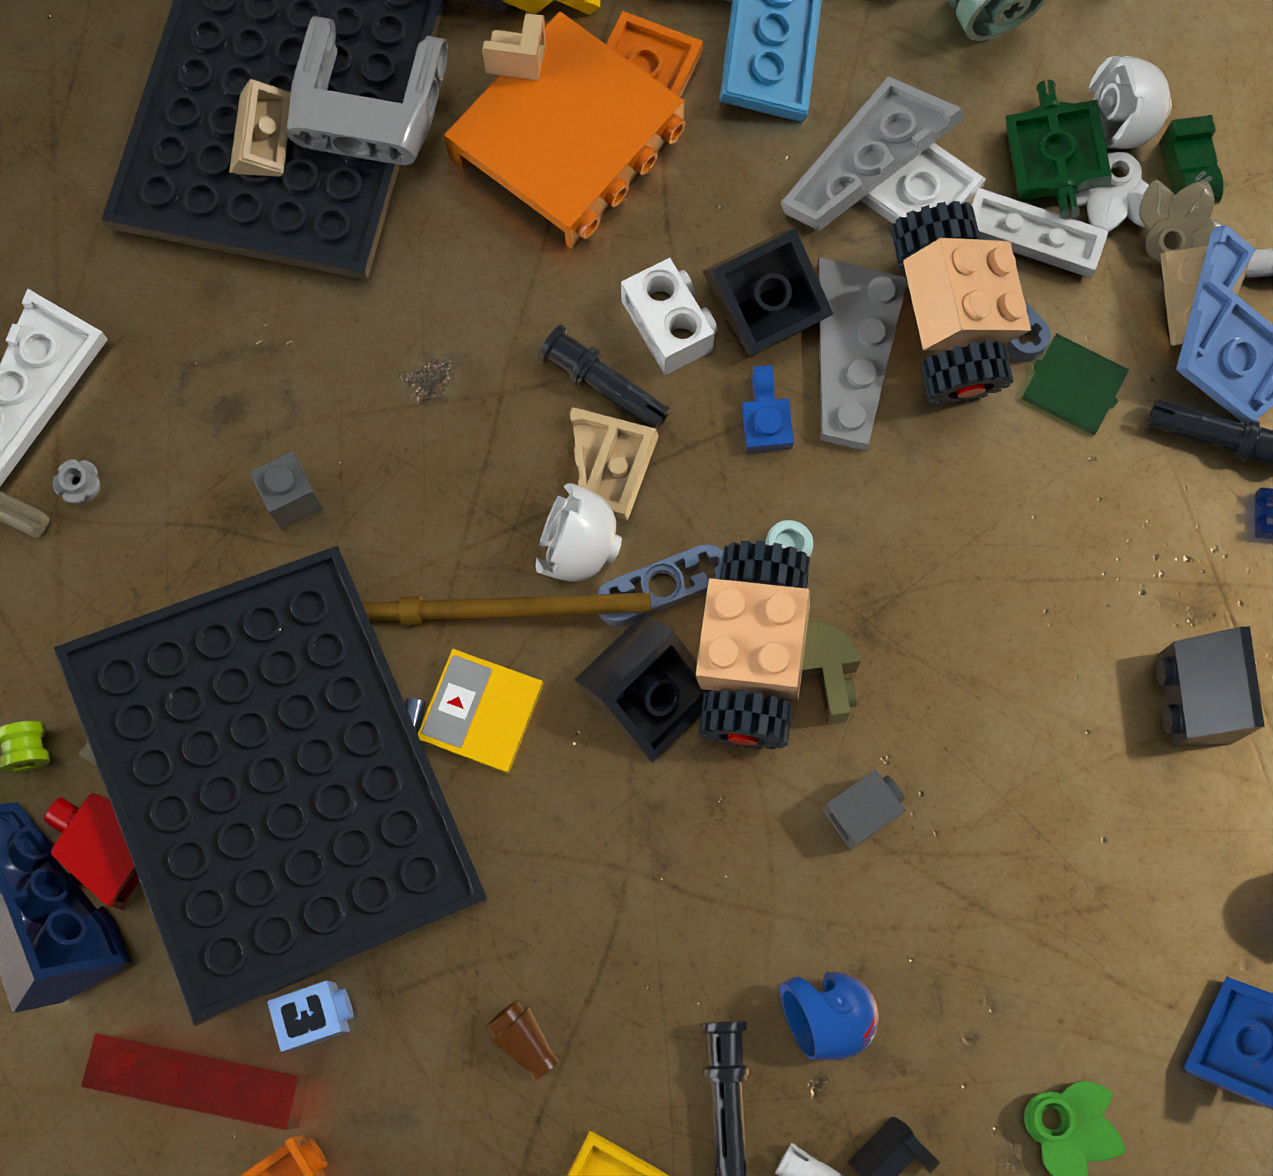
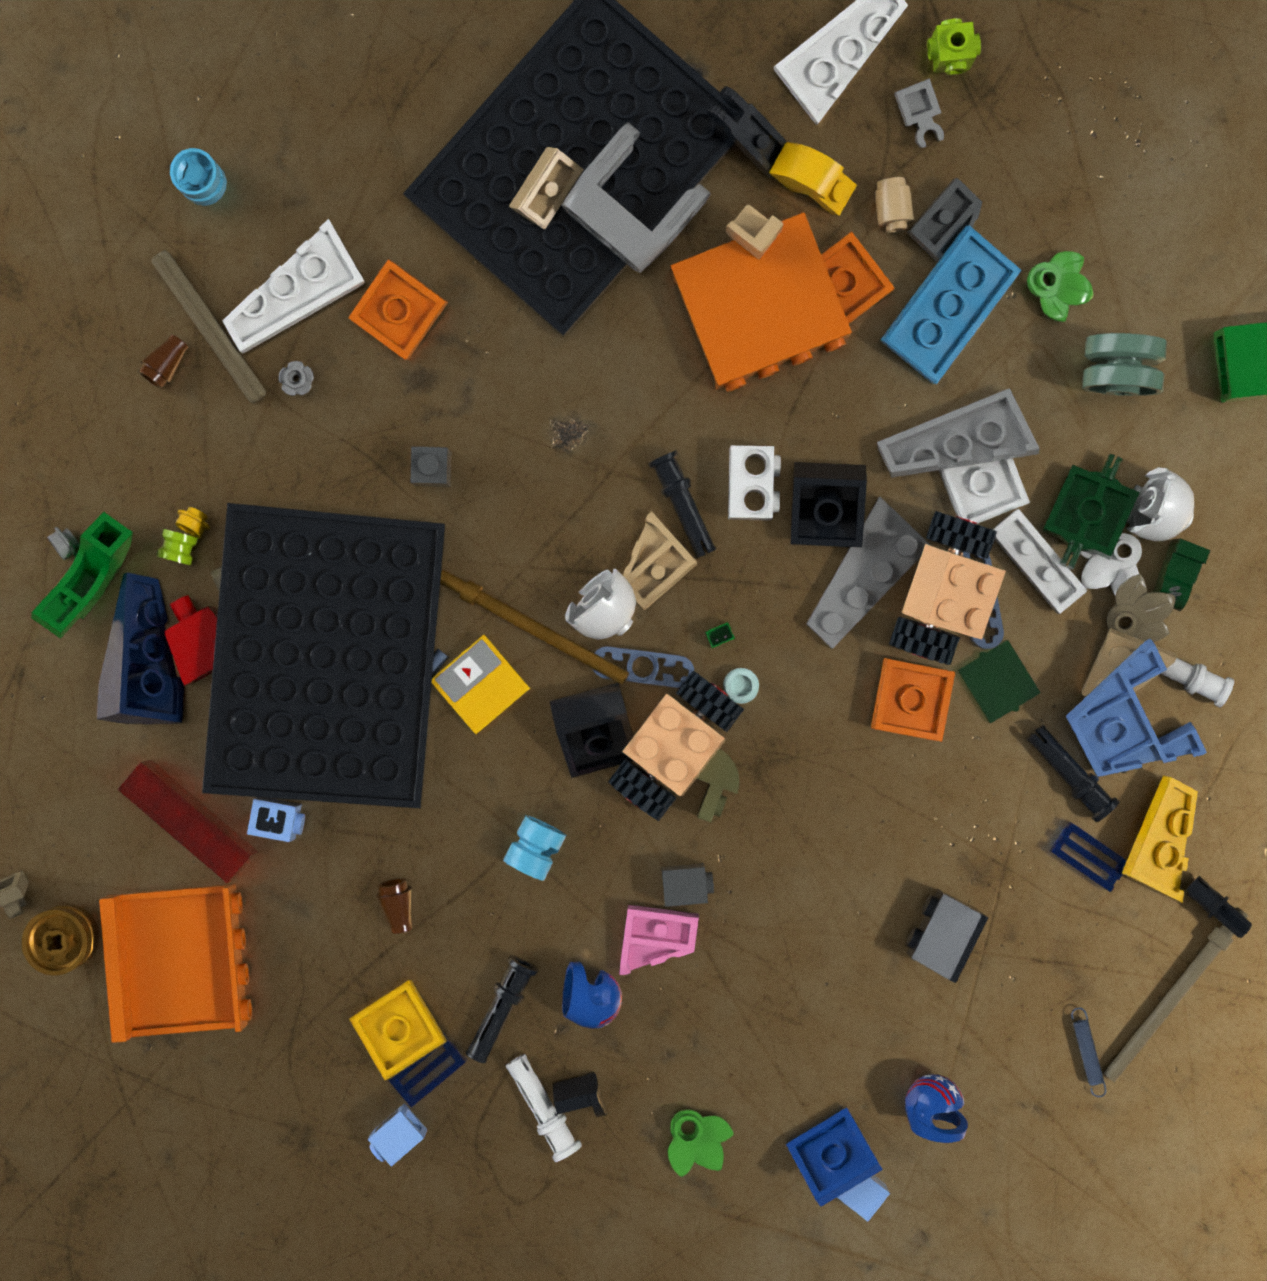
camera: 25 degrees right, 15 degrees up
(27, 706) = (192, 522): none -> yellow plate
(159, 345) = (398, 309): none -> orange plate
(655, 865) = (534, 847): none -> medium azure wheel
(730, 500) = (719, 635): none -> green piece
(766, 419) = (776, 592): blue plate -> none
(866, 895) = (655, 936): none -> bright pink wing
(994, 452) = (912, 700): none -> orange plate

